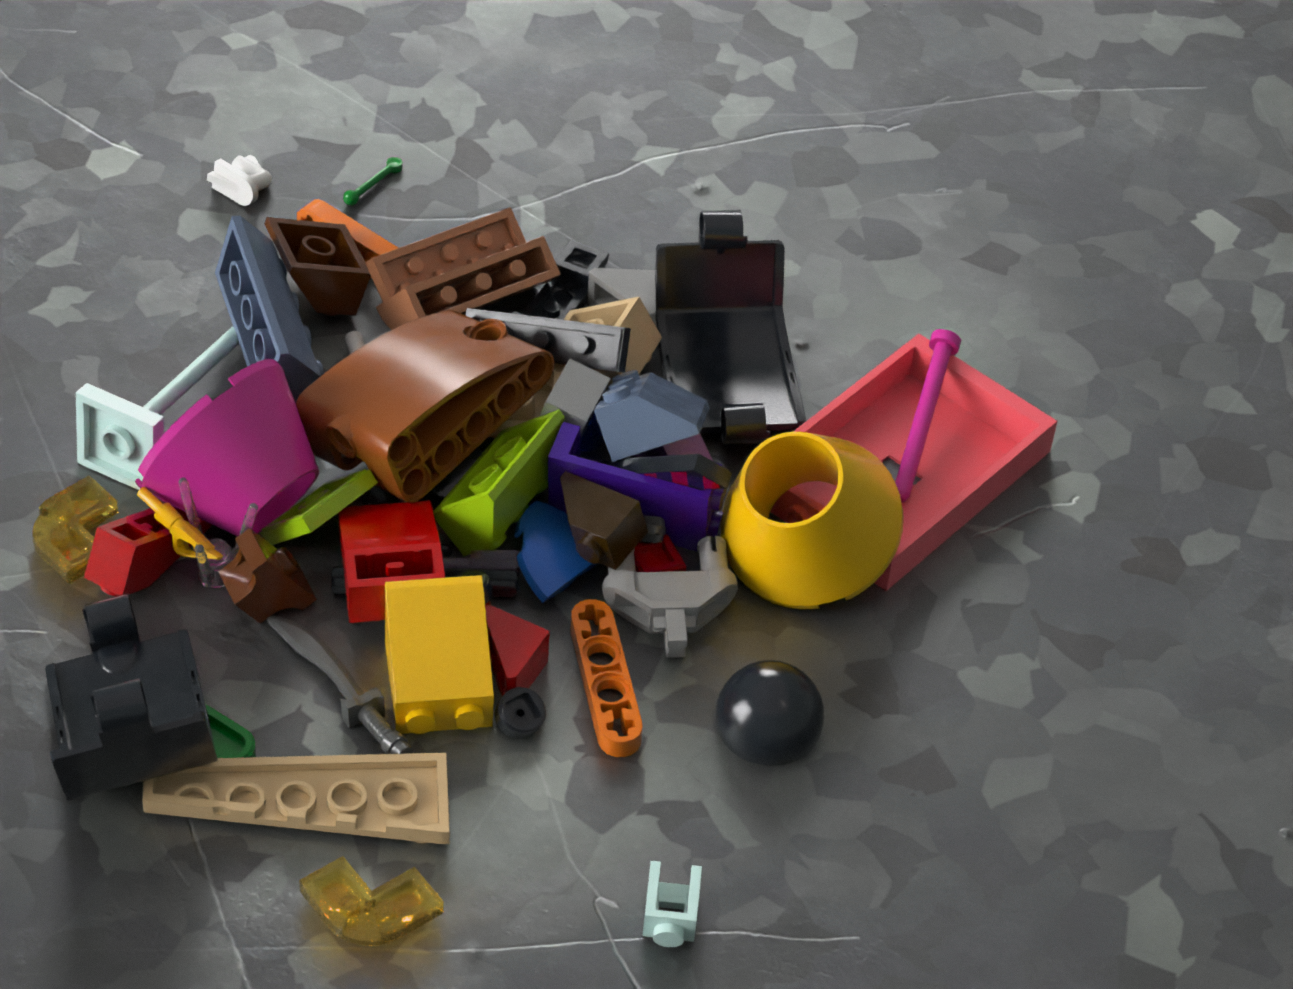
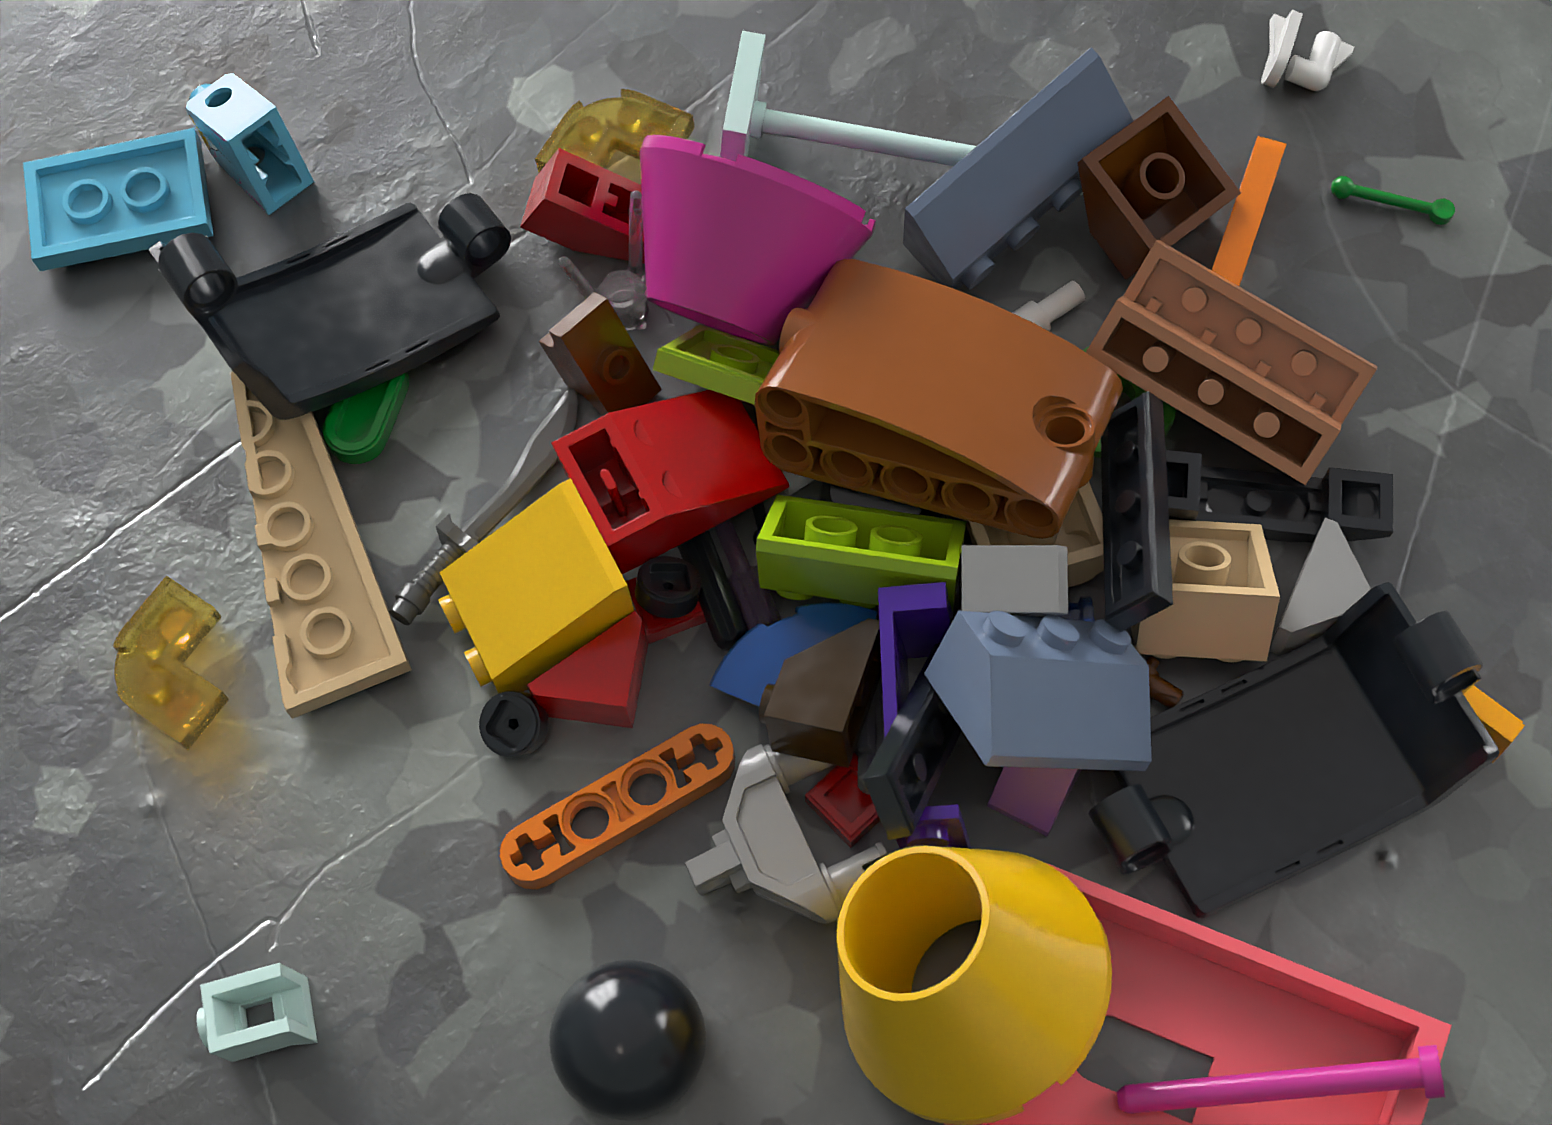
camera: 80 degrees right, 20 degrees up
(181, 530) = (612, 241): yellow hand -> none

